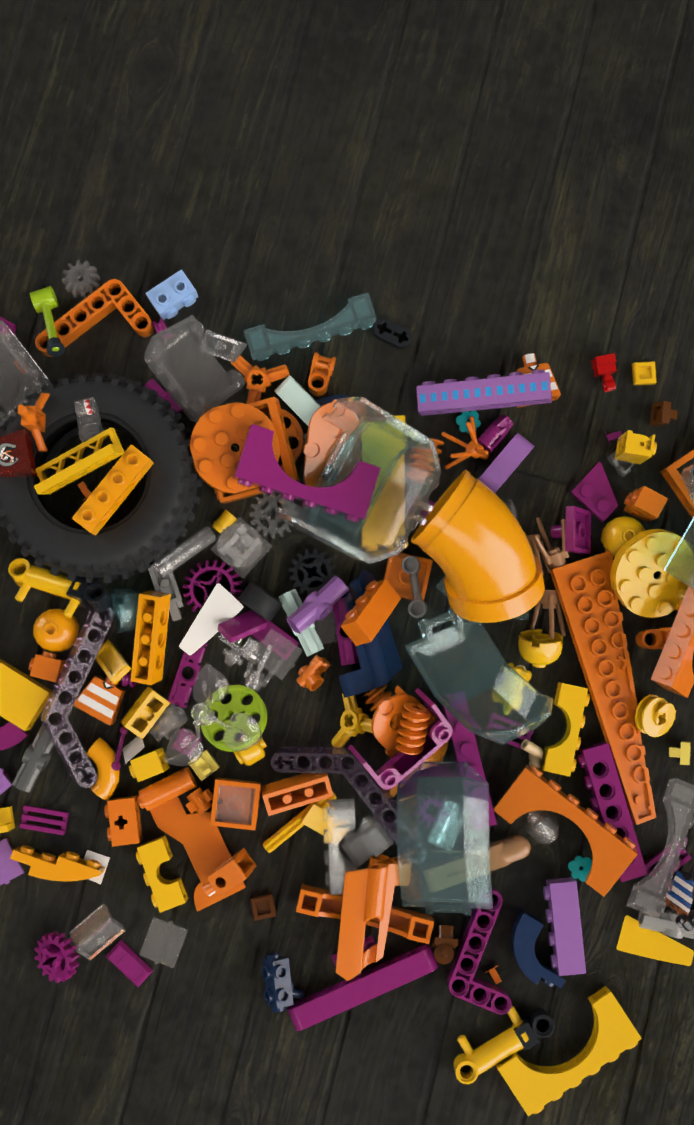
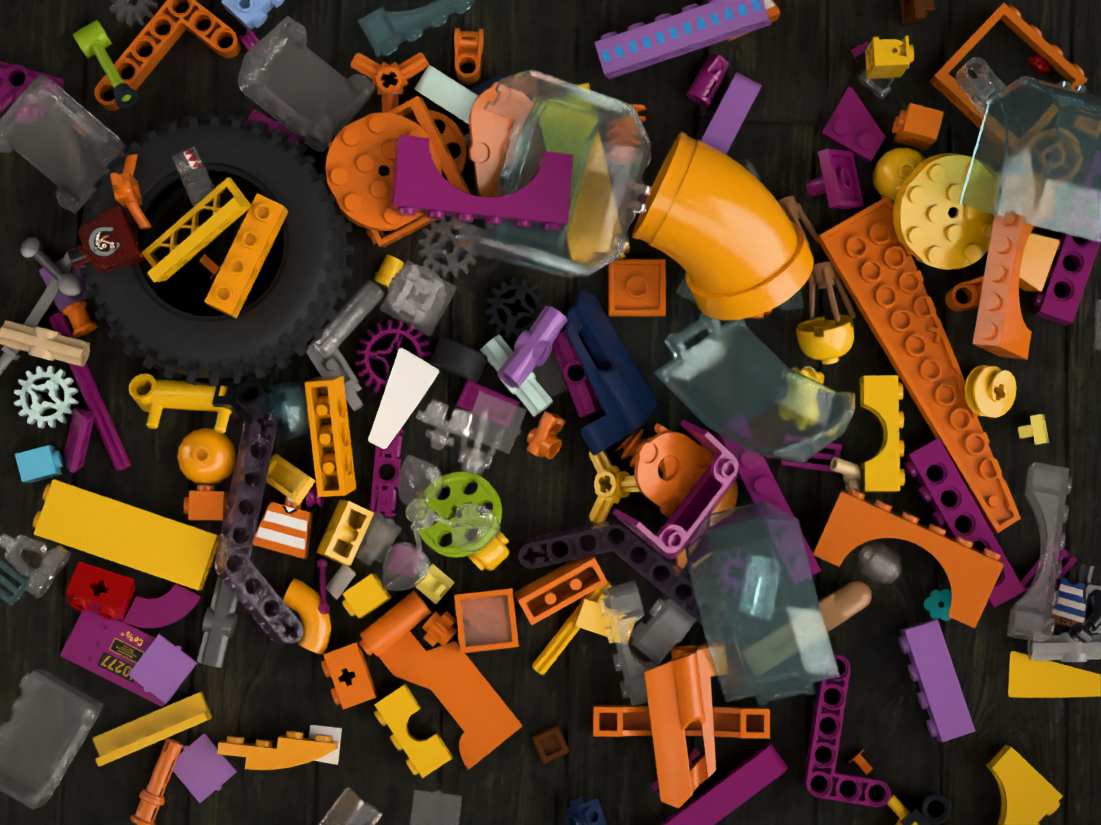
camera: 10 degrees left, 0 degrees up
(63, 823) = (222, 700): magenta tile -> none
(222, 346) = (334, 47): clear slope -> none
(229, 873) = (504, 705): orange torso -> none
(242, 626) = (442, 395): magenta tile -> none
(370, 612) = (601, 340): orange brick -> none
(412, 566) = (641, 272): flat silver bar -> none
(413, 729) = (690, 471): orange piece -> none
(444, 944) = (789, 735): reddish brown hips -> none
(461, 420) = (675, 66): teal plant -> none
(472, 449) = (683, 106): orange plant -> none
(523, 938) = (887, 712): dark blue arch -> none
(553, 556) = (817, 219): medium nougat plant -> none

